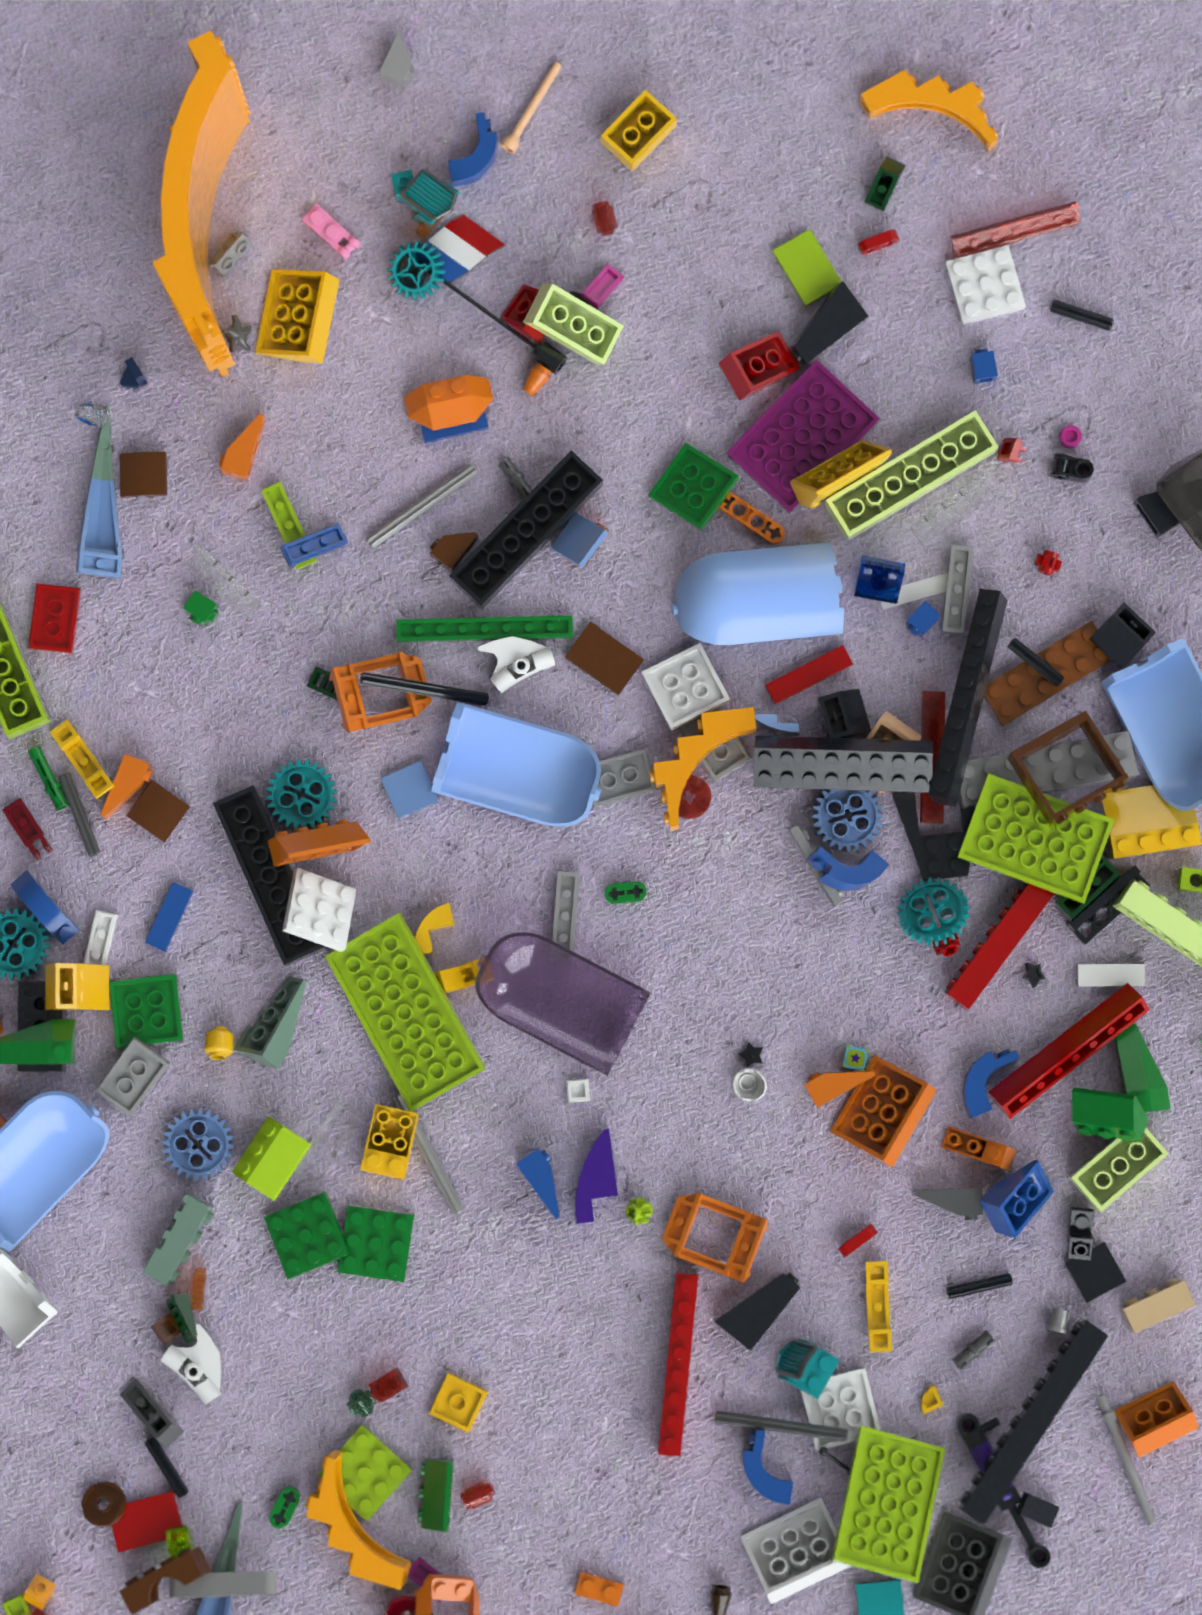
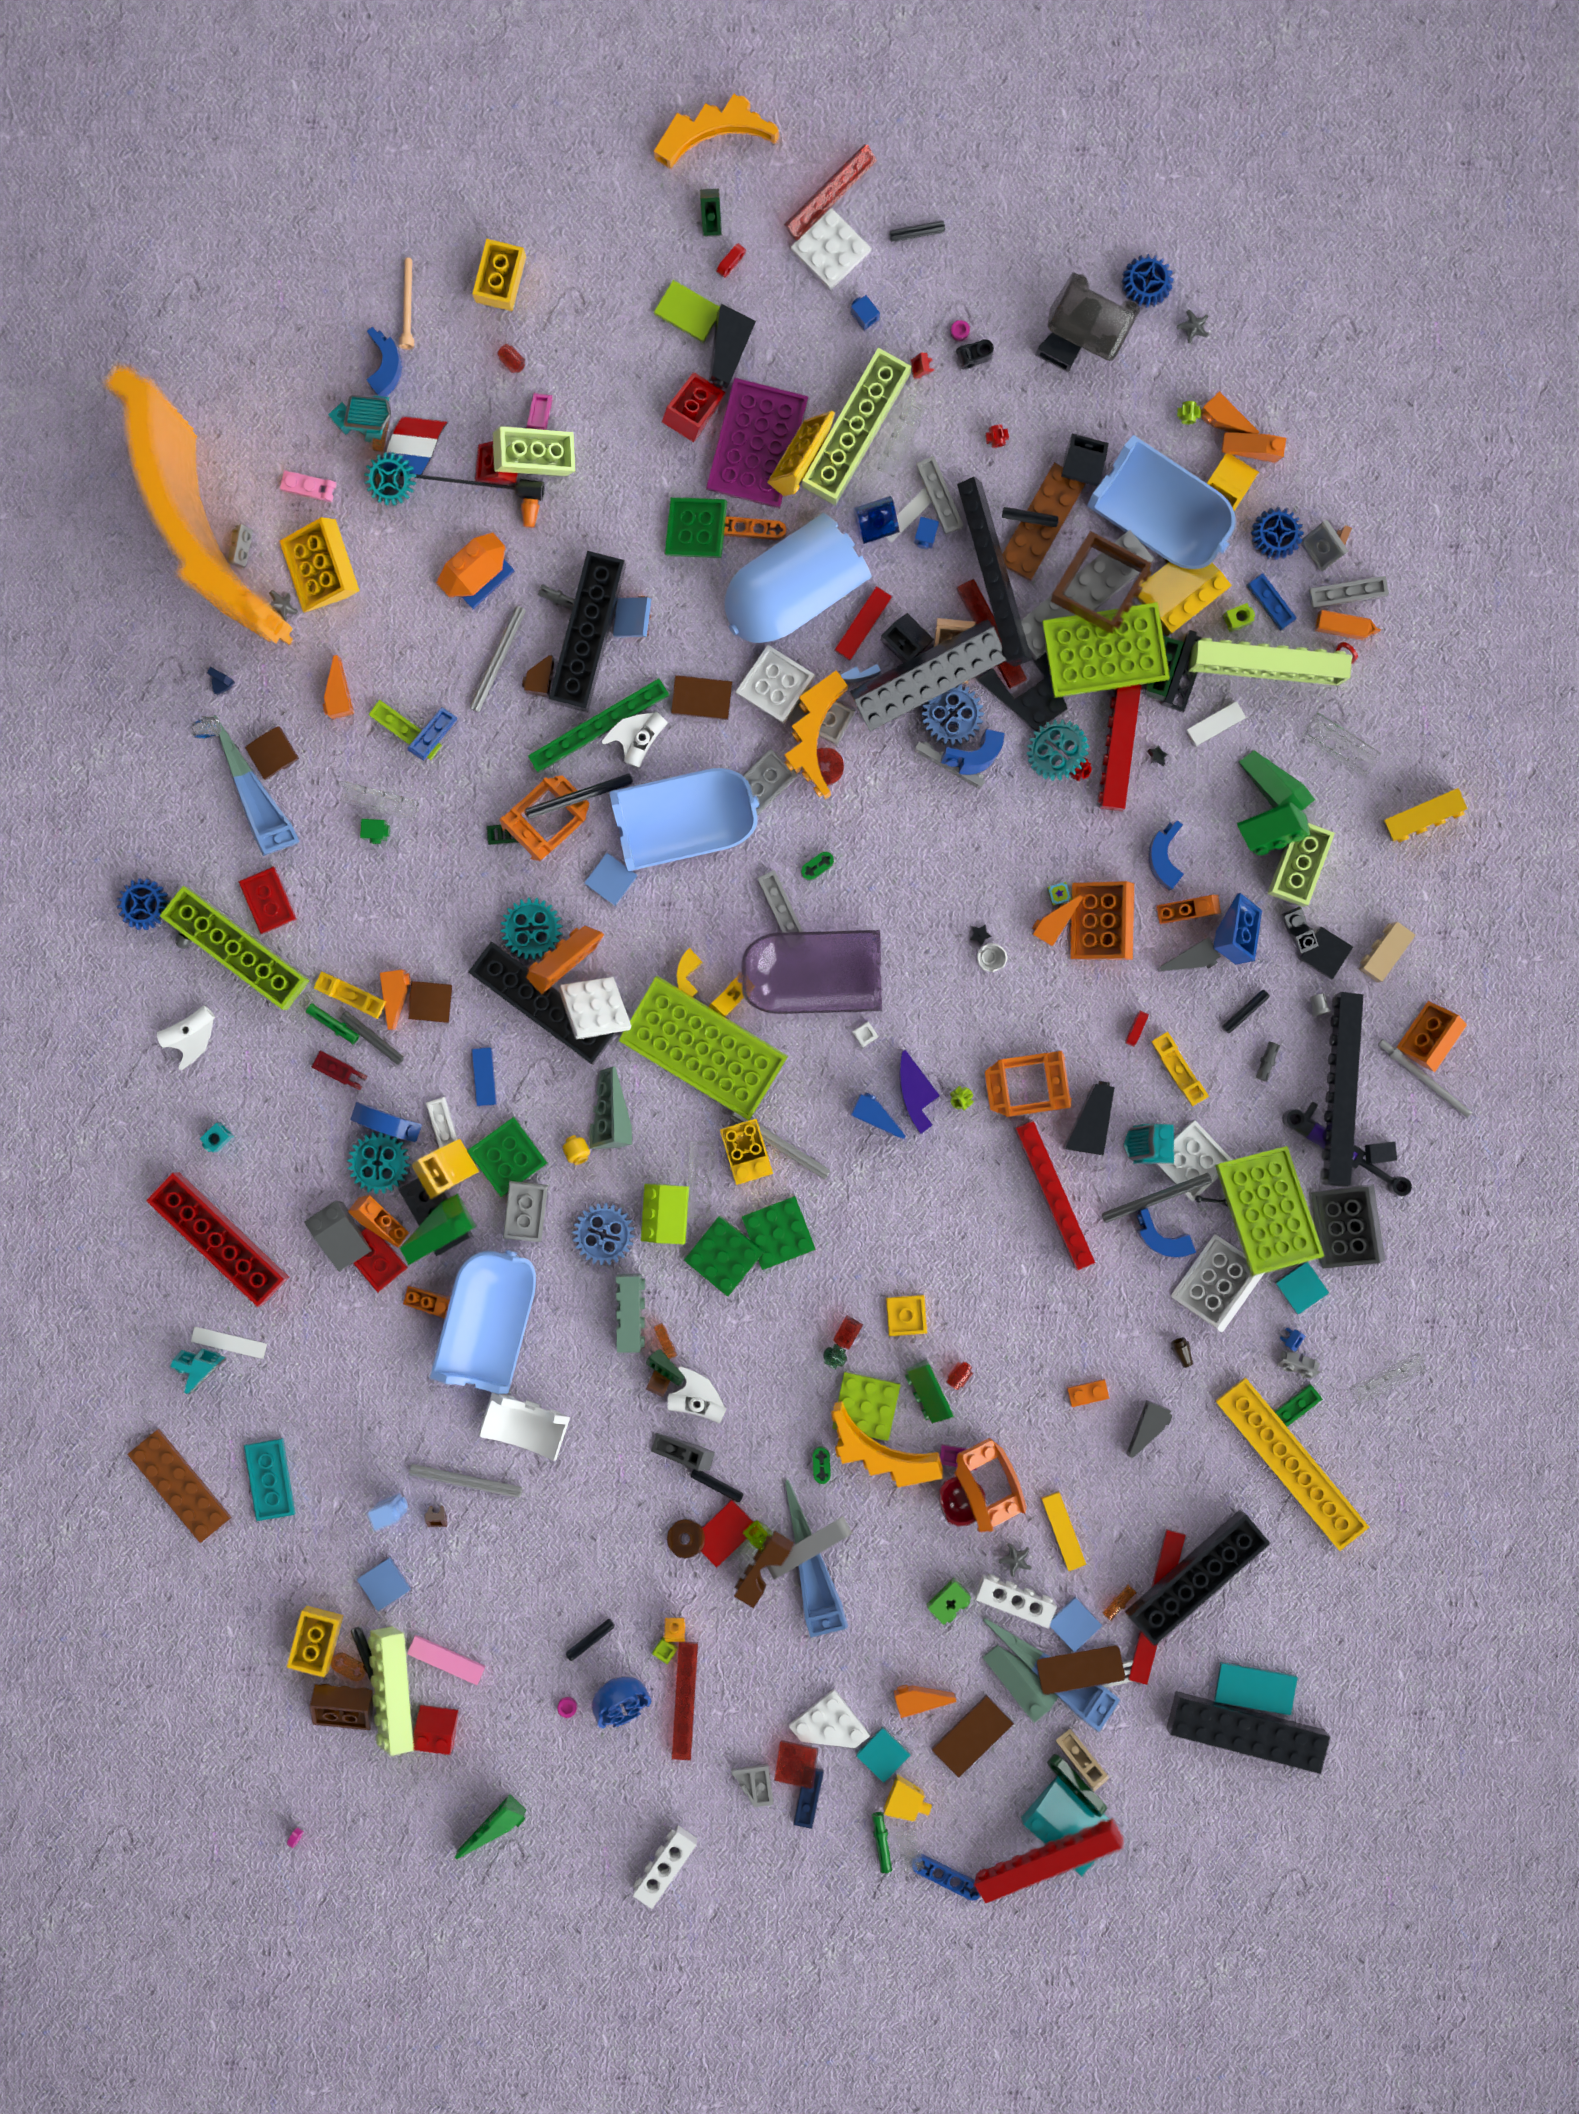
camera: 25 degrees left, 5 degrees up
(397, 64) = (285, 327): light grey slope -> none
(930, 1400) = (1256, 1116): yellow tile -> none
(1069, 1050) = (1216, 797): red brick -> none

